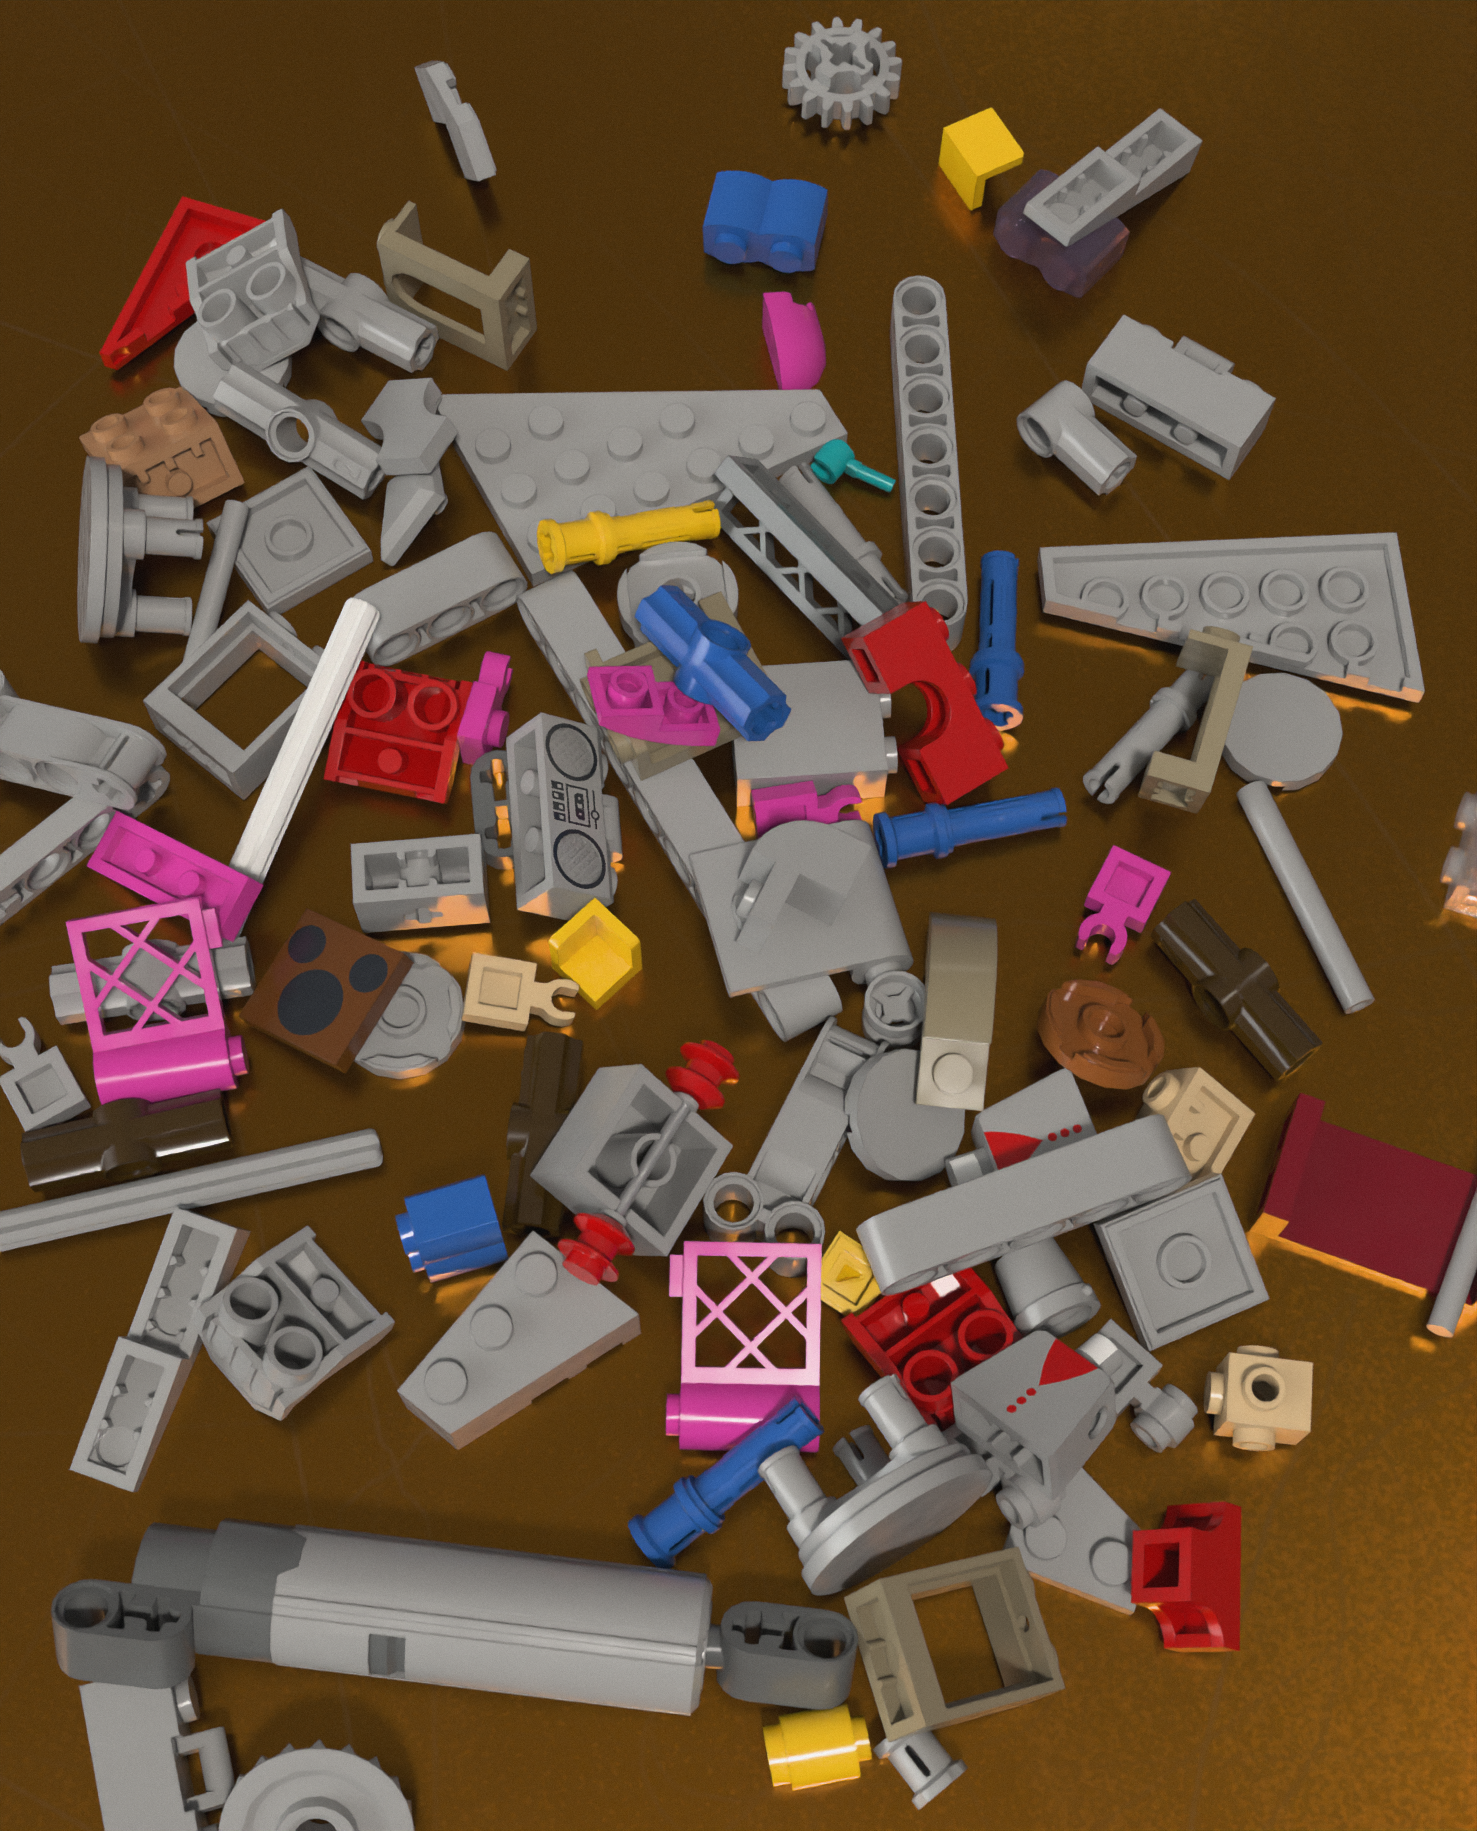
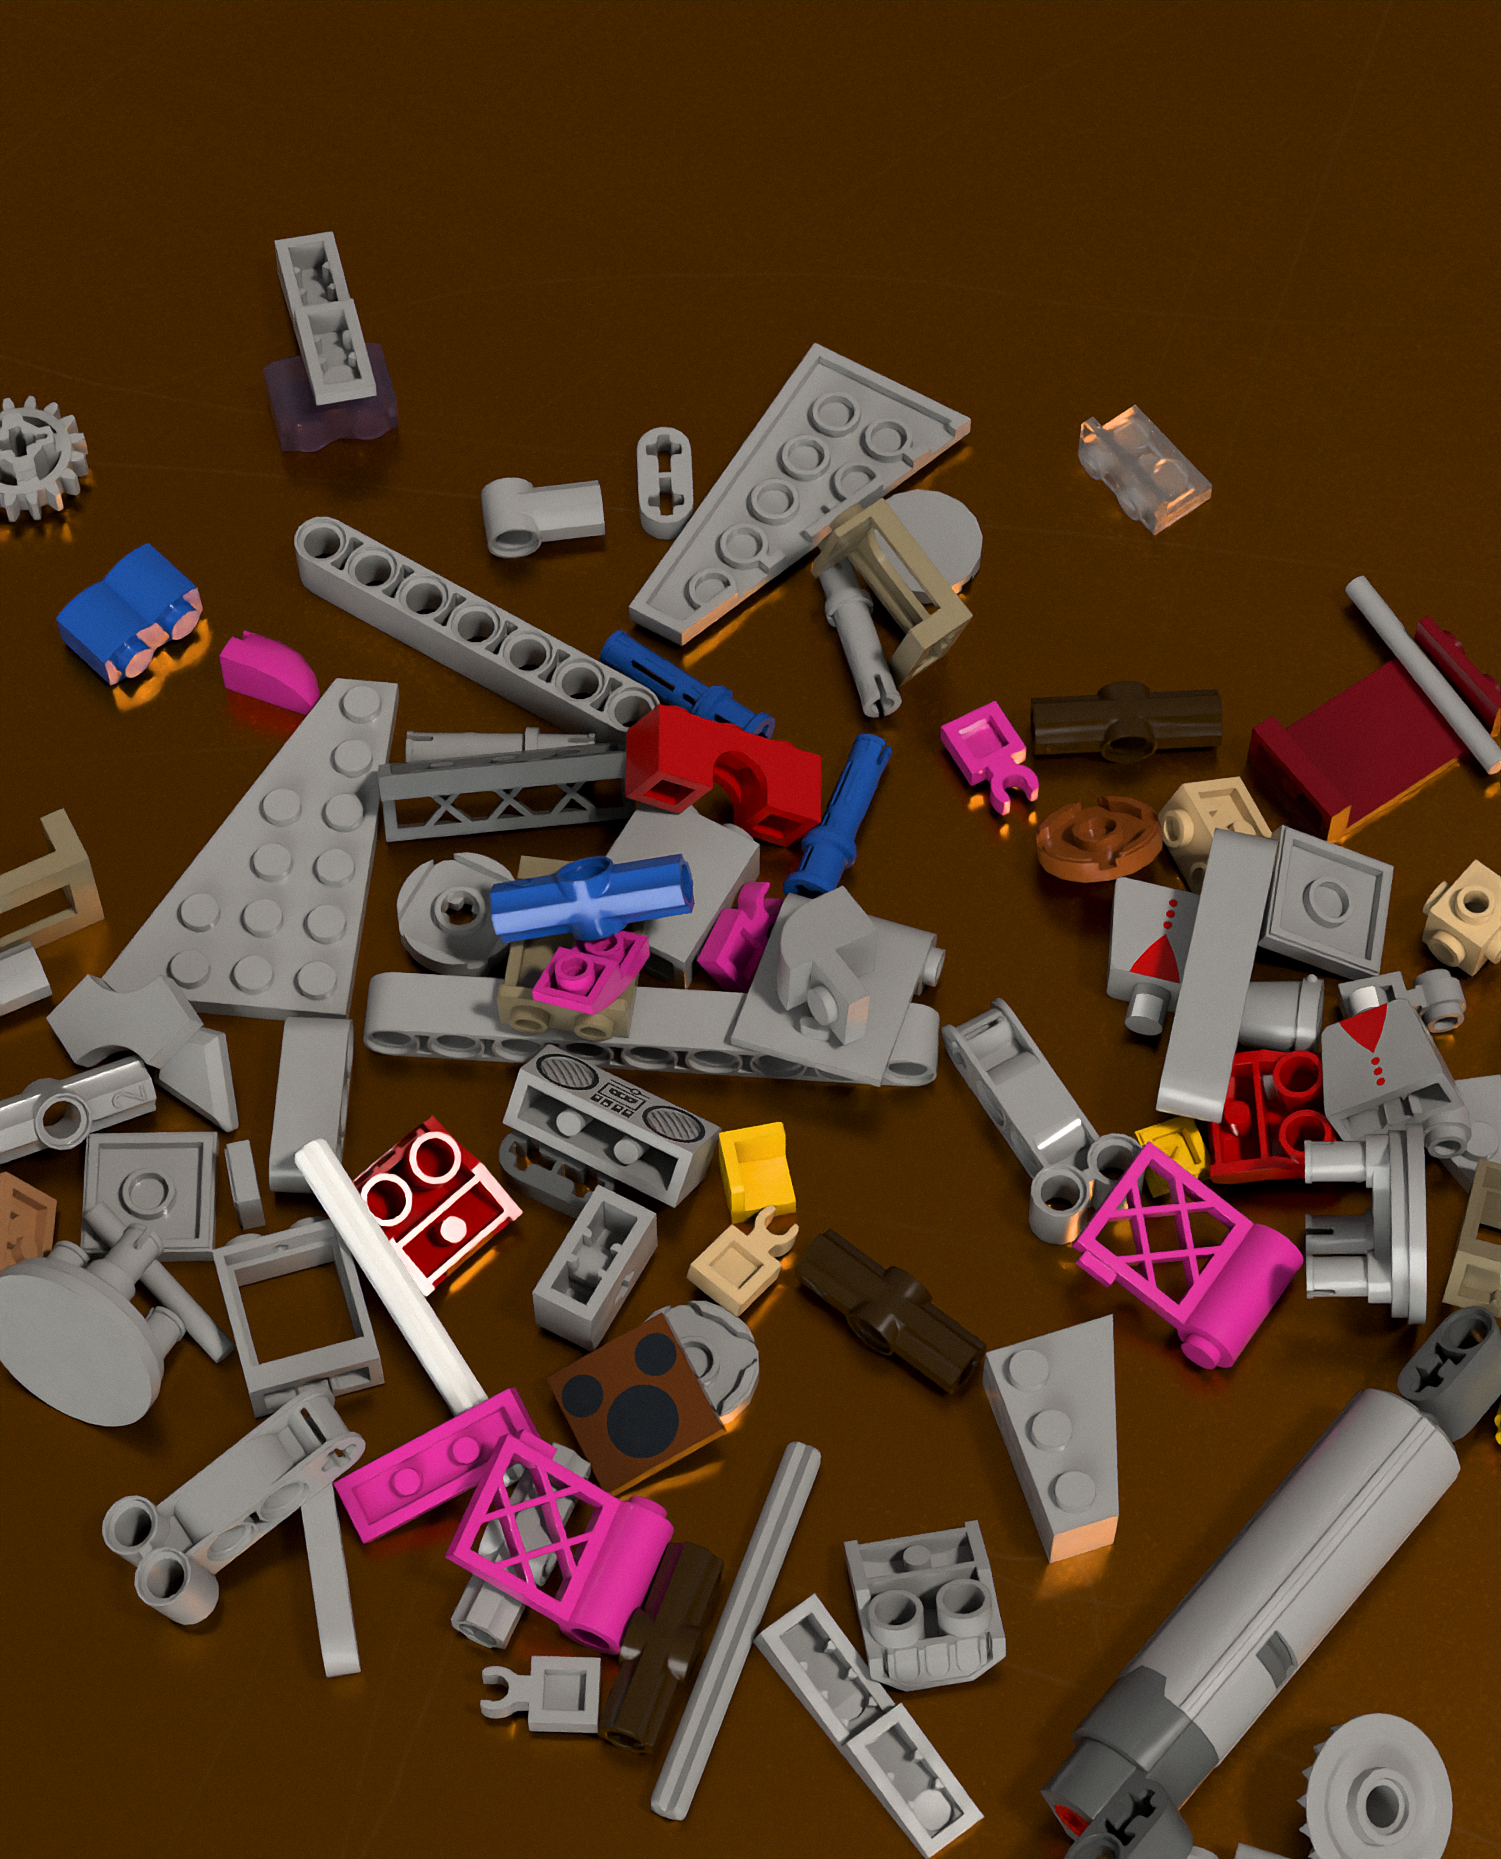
camera: 55 degrees left, 5 degrees down
(330, 591) = (244, 1184): none -> light grey tile
(452, 1229) = (939, 1415): blue brick -> none
(483, 720) = (470, 1129): dark pink plate -> none
(603, 537) = (364, 930): yellow pin -> none
(637, 1158) = (977, 1235): light grey brick -> none
(701, 1501) = (1291, 1370): blue pin -> none
(837, 457) = (416, 707): teal hand -> none
(892, 1131) = (1070, 1023): light grey tile -> none
(900, 999) = (975, 965): light grey wheel -> none
(957, 1010) = (1014, 909): dark tan arch -> none
(976, 151) = (203, 408): yellow panel -> none
(1174, 499) = (653, 483): none -> light grey beam
(1178, 395) = (561, 412): light grey piece -> none
(1305, 897) = (1081, 623): light grey piece -> none

